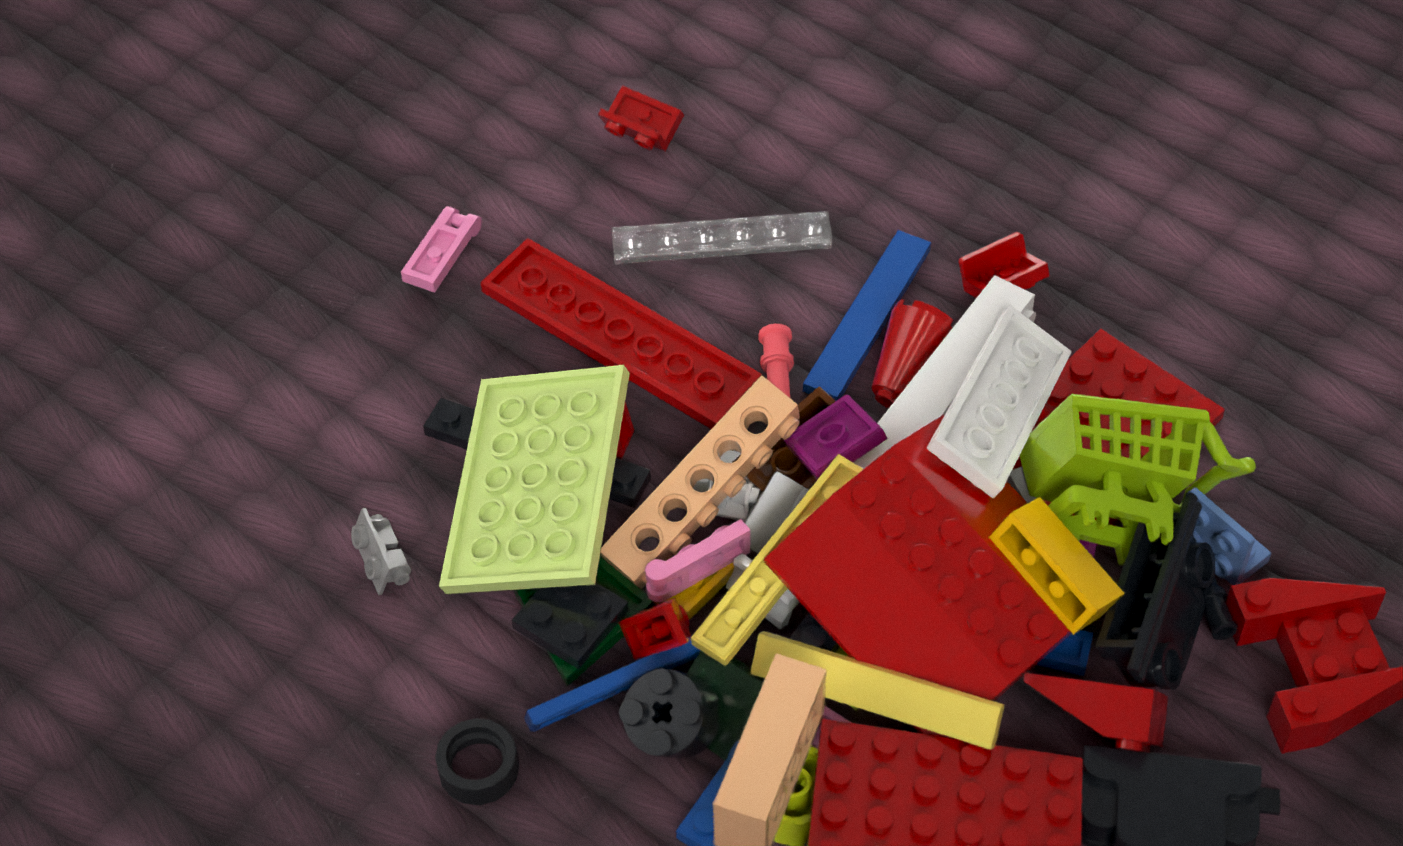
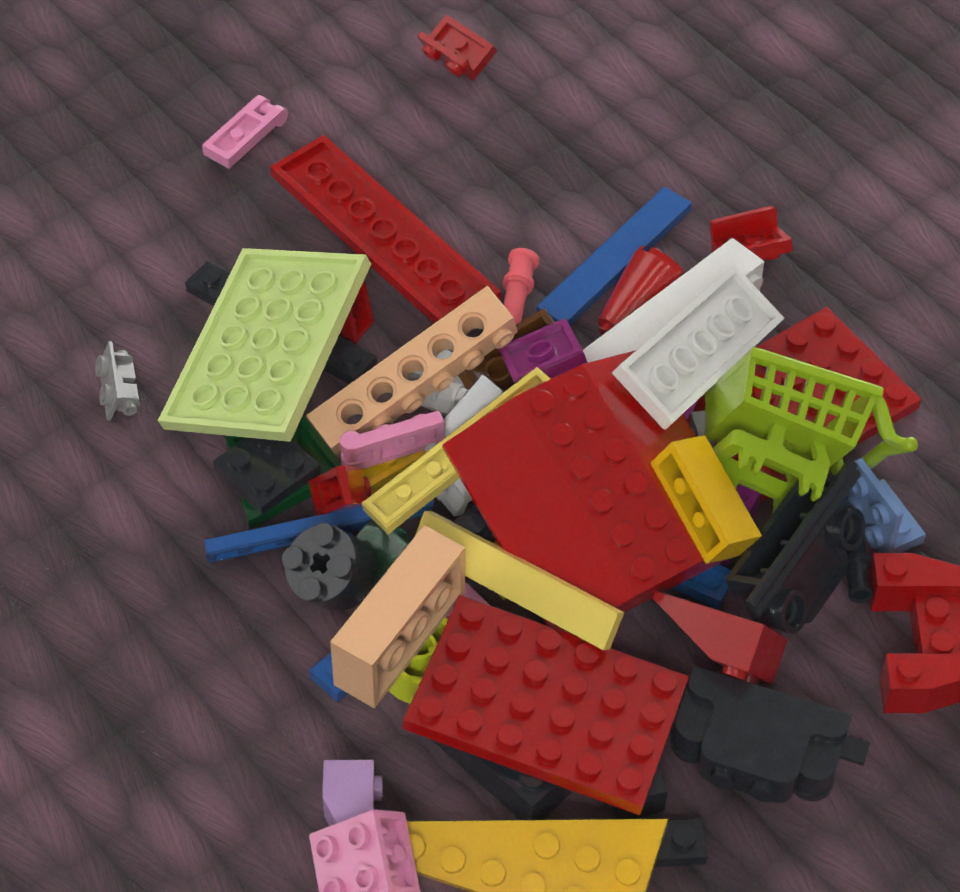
camera: 10 degrees right, 0 degrees up
(470, 733) = (151, 552): black tyre -> none
(721, 237) = (500, 165): clear plate -> none

